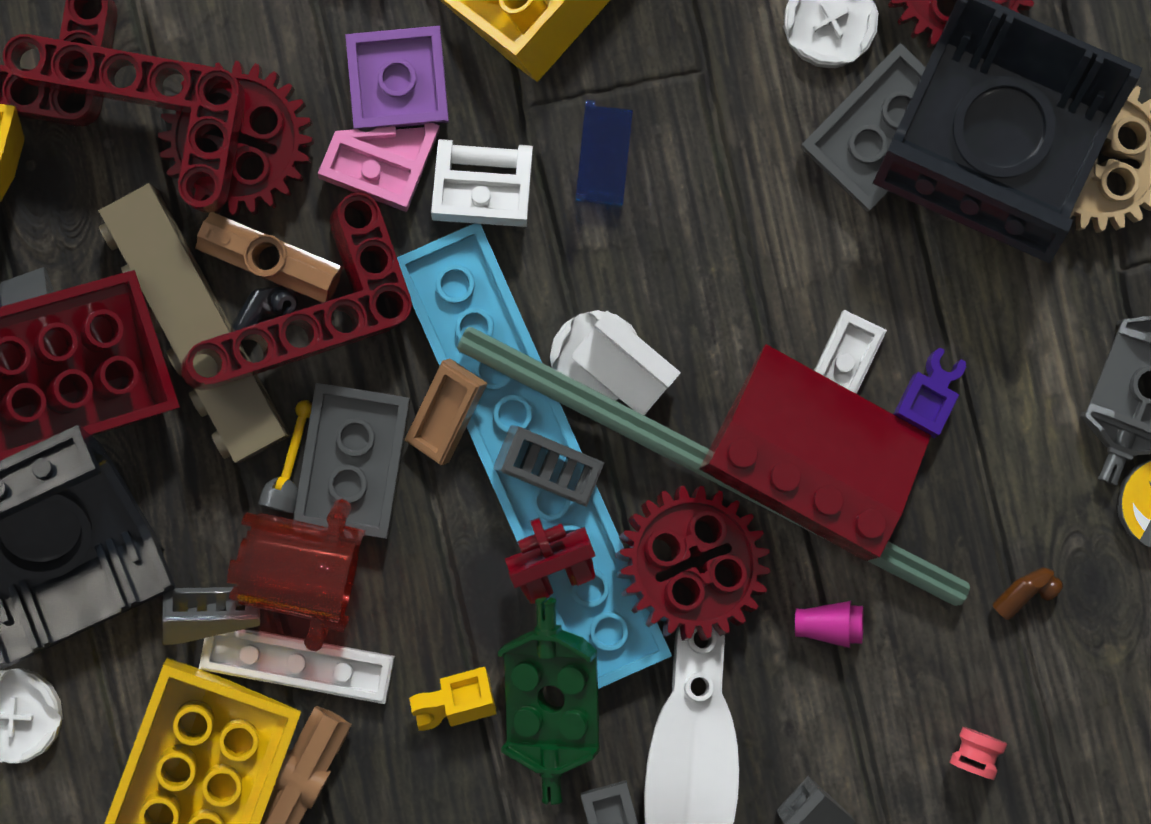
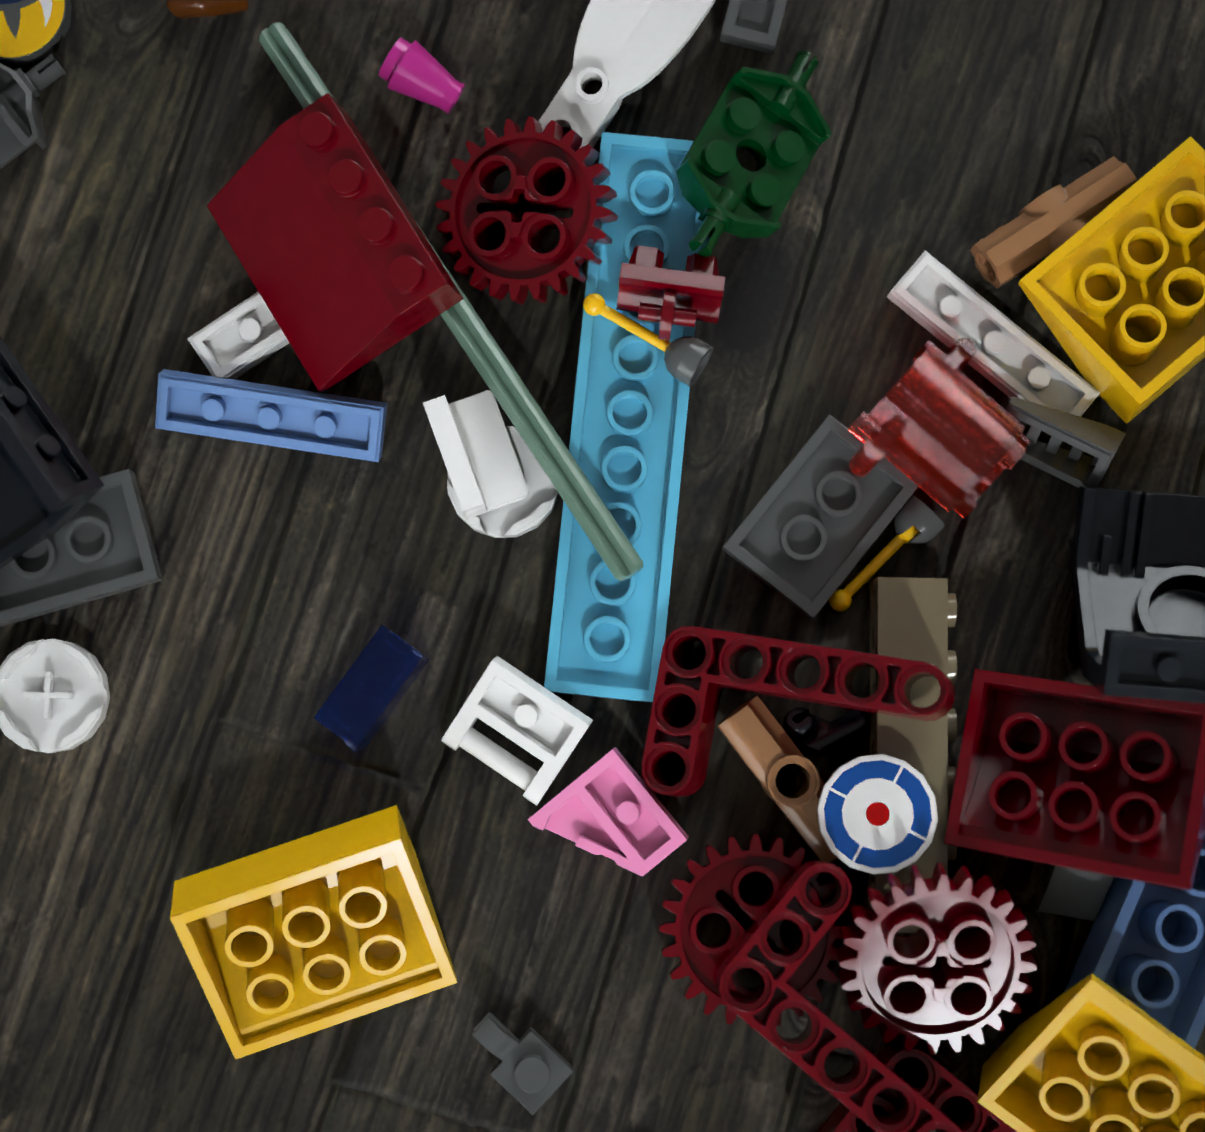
camera: 150 degrees left, 5 degrees down
(96, 186) = (941, 910): none -> dark red gear
(193, 264) = (877, 814): none -> tile
(397, 78) = (543, 897): medium lavender plate -> none
(445, 411) = (693, 509): medium nougat tile -> none
(462, 700) = (842, 208): yellow plate -> none
(511, 448) = (647, 427): dark grey slope -> none
(514, 518) = (683, 357): none -> hinge
(792, 308) = (270, 415): none -> medium blue tile
(927, 398) = (187, 245): dark purple plate -> none

